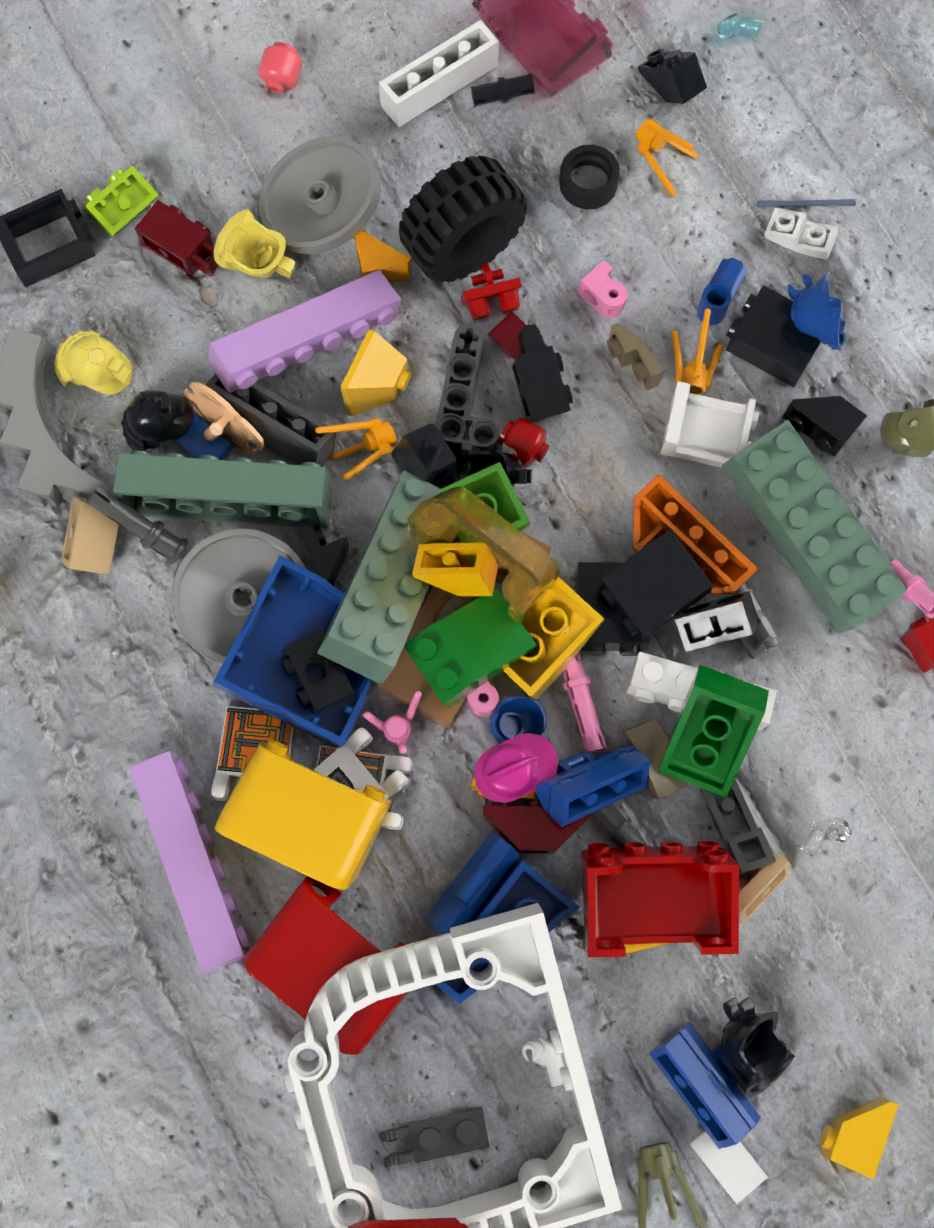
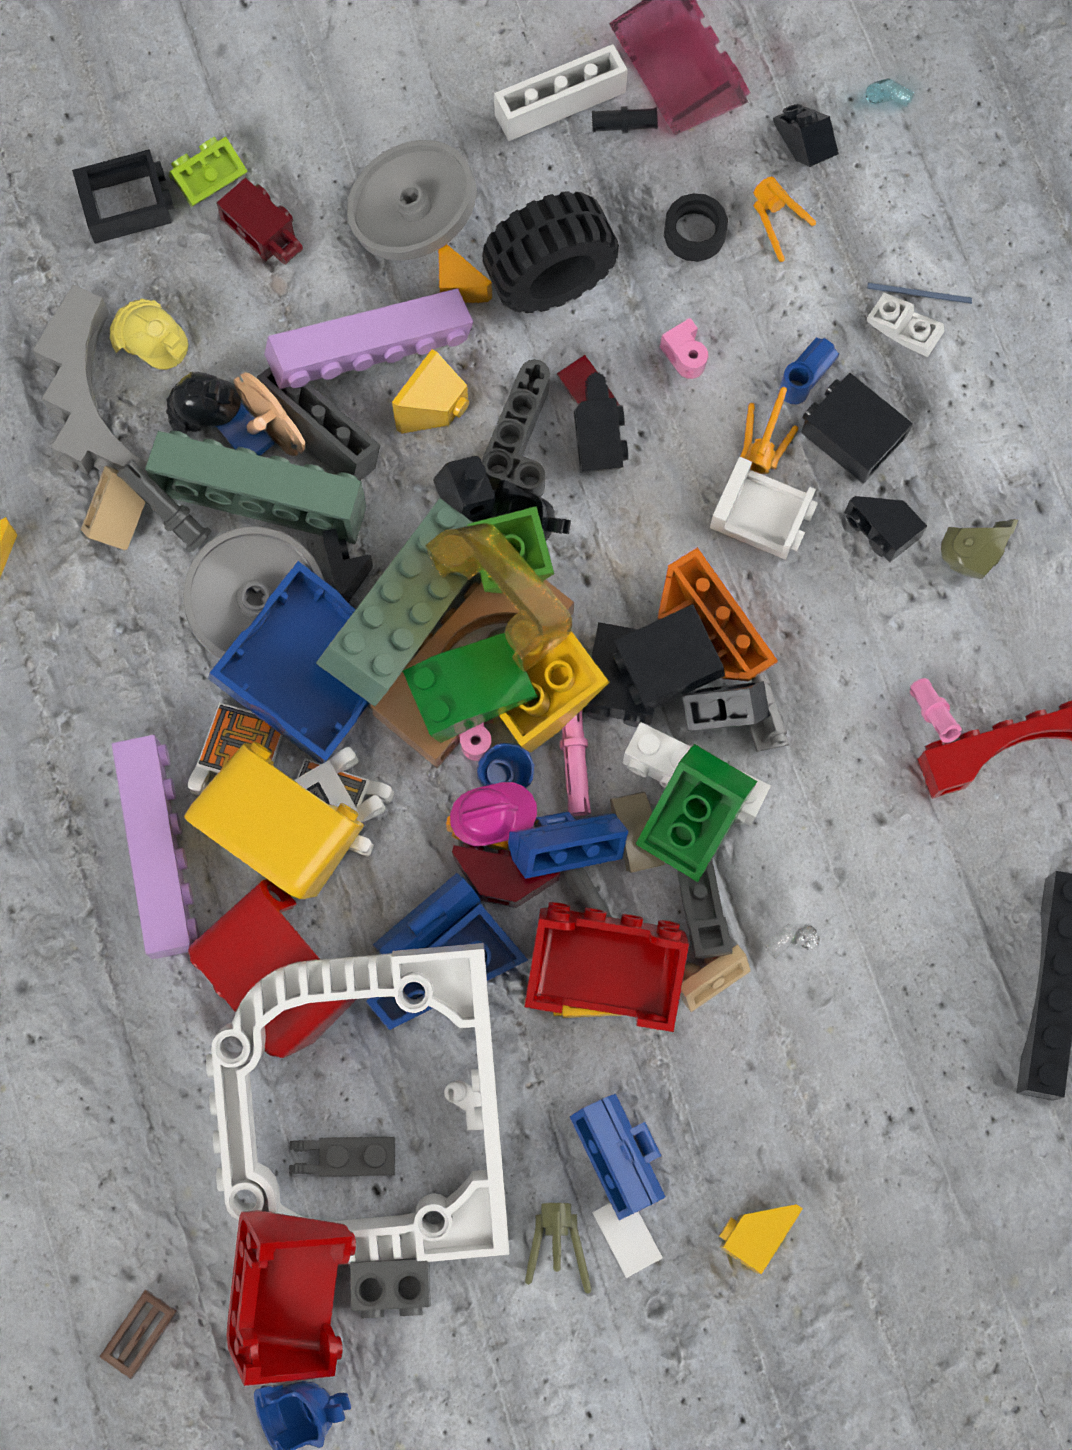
camera: 10 degrees right, 0 degrees up
(252, 248) = (331, 243): light yellow helmet -> none
(280, 67) = (397, 57): coral head -> none
(311, 694) = (312, 706): black brick -> none
(378, 438) = (423, 461): light orange plant -> none
(397, 727) = (384, 754): bright pink plant -> none
(457, 568) = (471, 604): yellow slope -> none
(477, 298) = (553, 335): red hips -> none
(523, 442) = (569, 491): red head -> none
(632, 351) = (700, 417): dark tan slope -> none
(753, 1046) = (674, 1128): black helmet -> none
(814, 528) = (845, 629): sand green brick -> none
(817, 312) = (894, 411): blue helmet -> none

